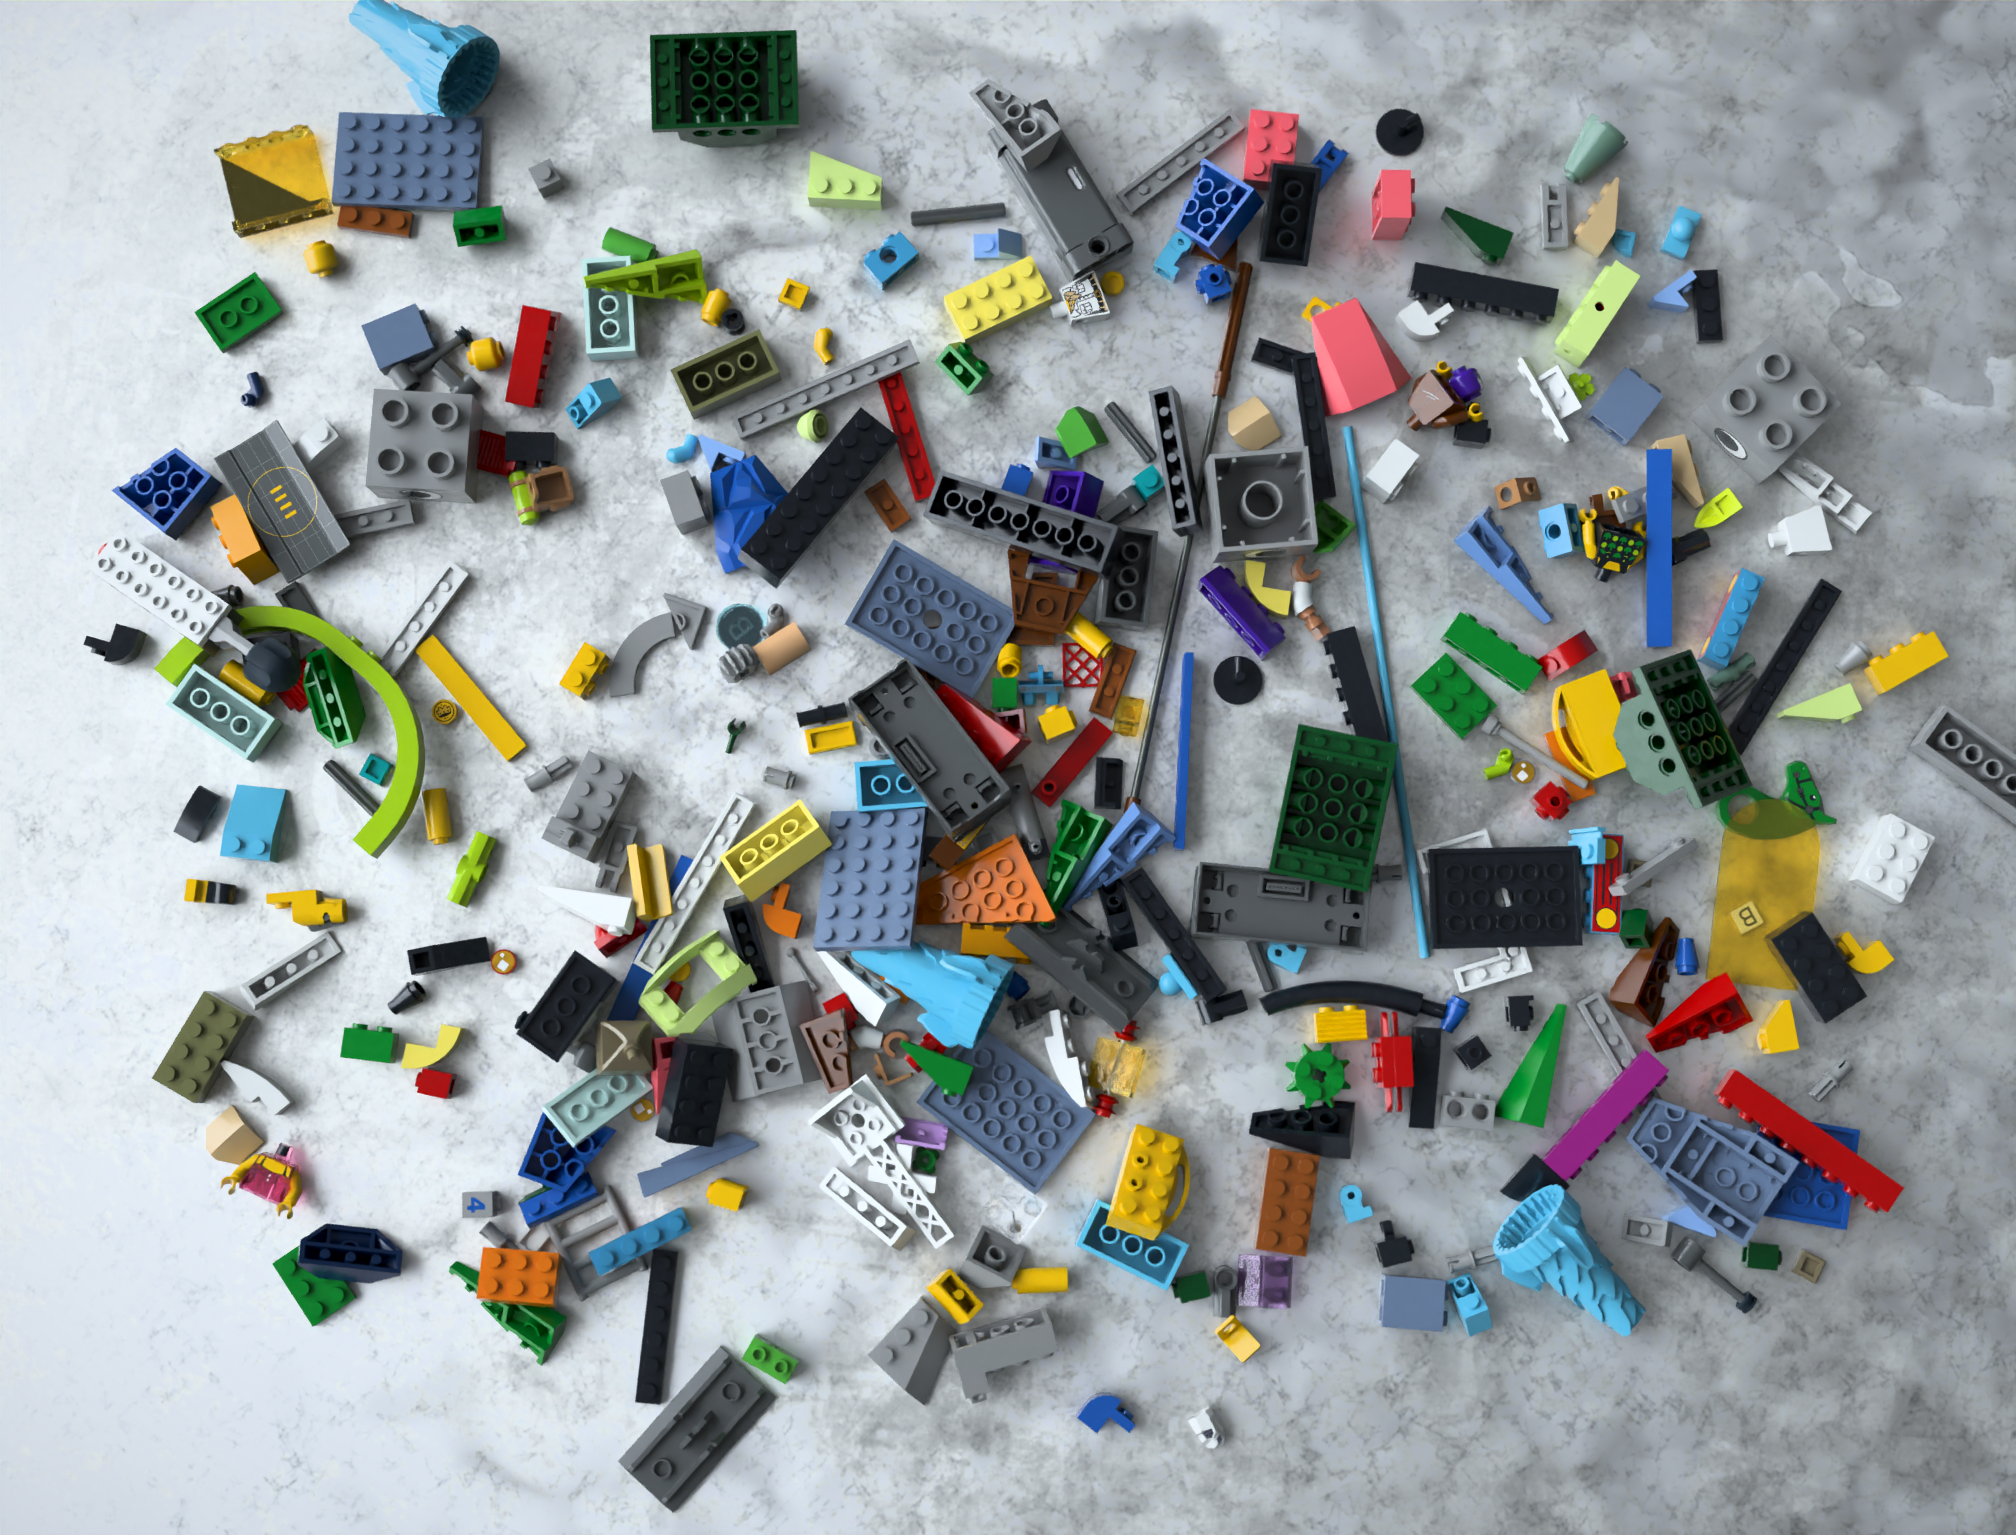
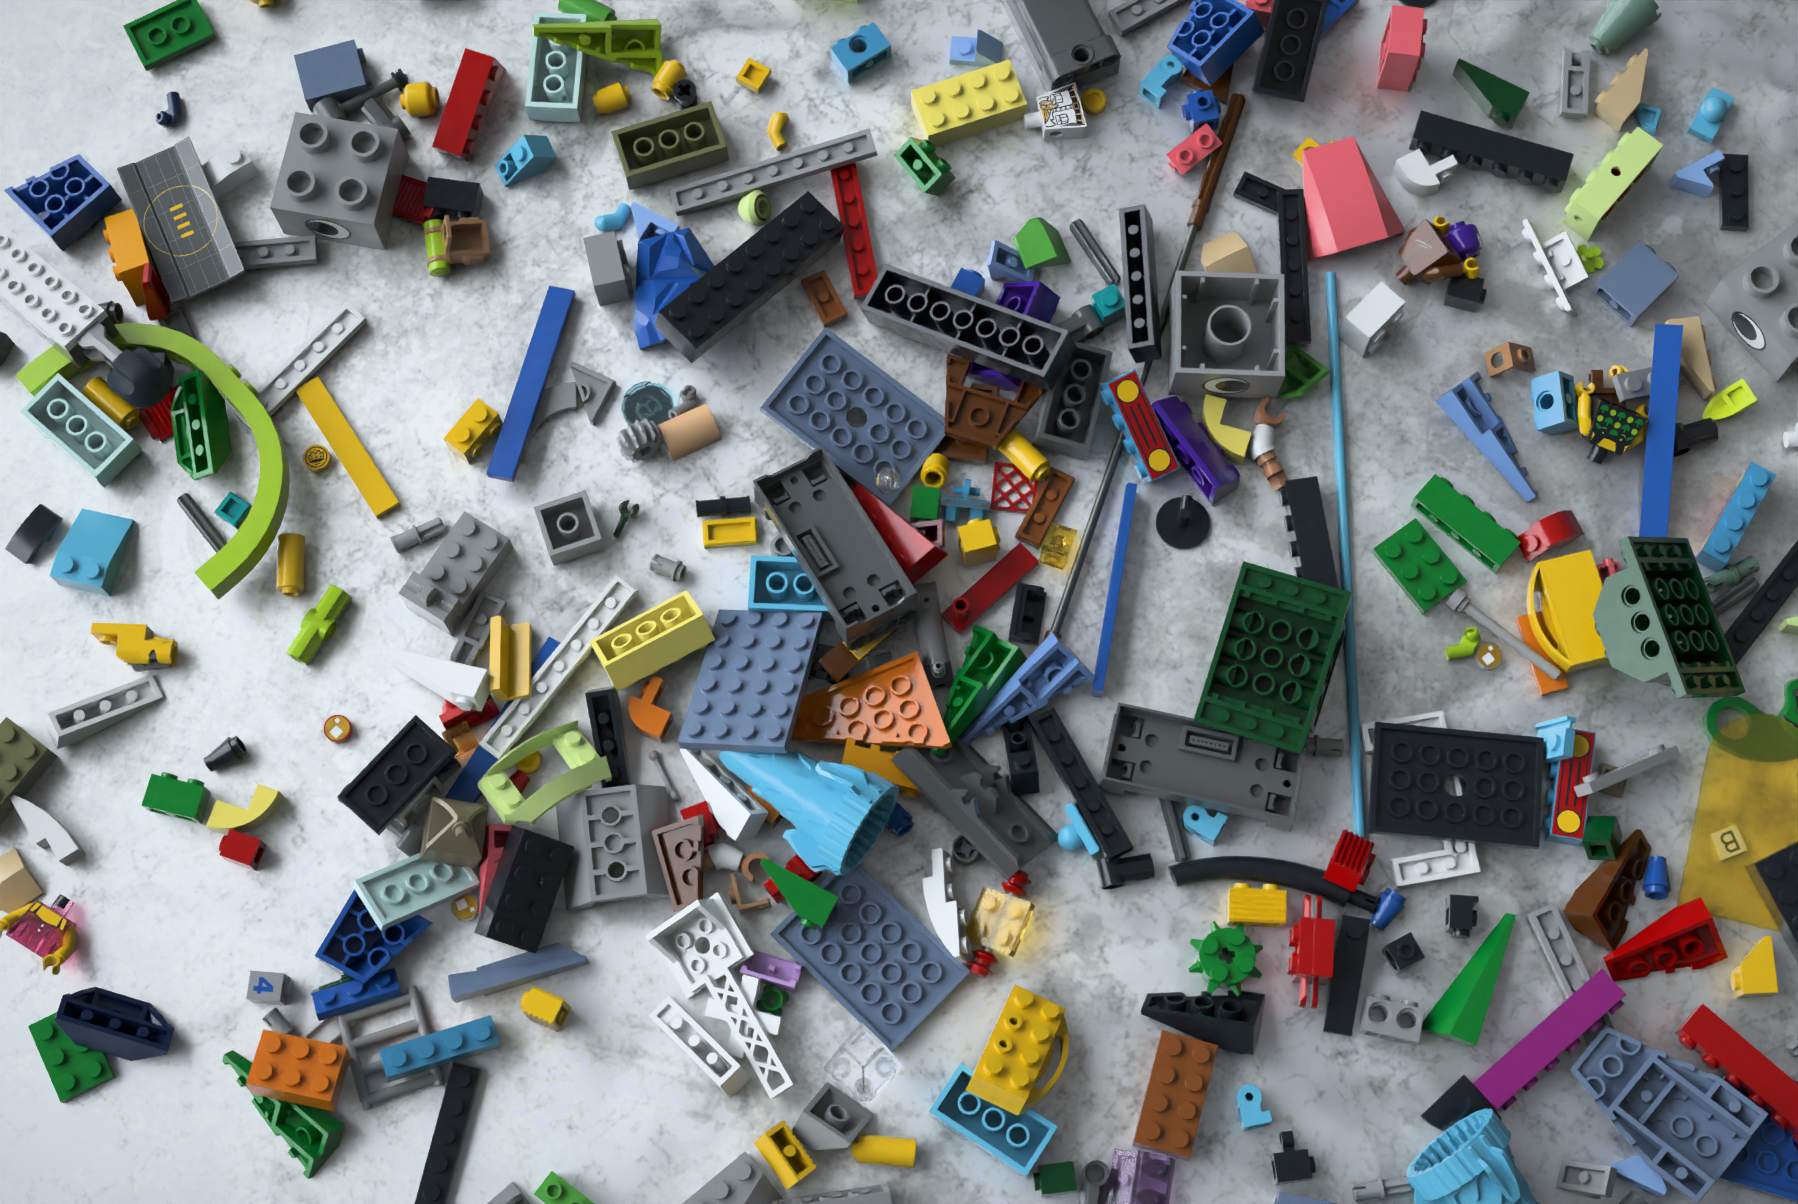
camera: 10 degrees right, 10 degrees down
(209, 892) = (31, 616): leg -> none
(270, 575) = (155, 294): none -> red slope
(448, 956) = (277, 713): black slope -> none
(615, 959) = (460, 738): none -> clear orange tile
(630, 619) = (531, 384): none -> blue tile
(664, 332) = (611, 98): none -> yellow brick
(685, 753) = (569, 528): none -> light grey brick
(958, 214) = (937, 15): dark grey axle -> none
(969, 677) = (888, 481): none -> clear plate
(1031, 1009) = (912, 848): dark grey connector -> none
(1190, 598) = (1139, 425): none -> brick
(1210, 323) = (1193, 149): none -> coral hinge
(1417, 977) = (1350, 861): none -> red brick
(1543, 799) = (1517, 689): red brick -> none

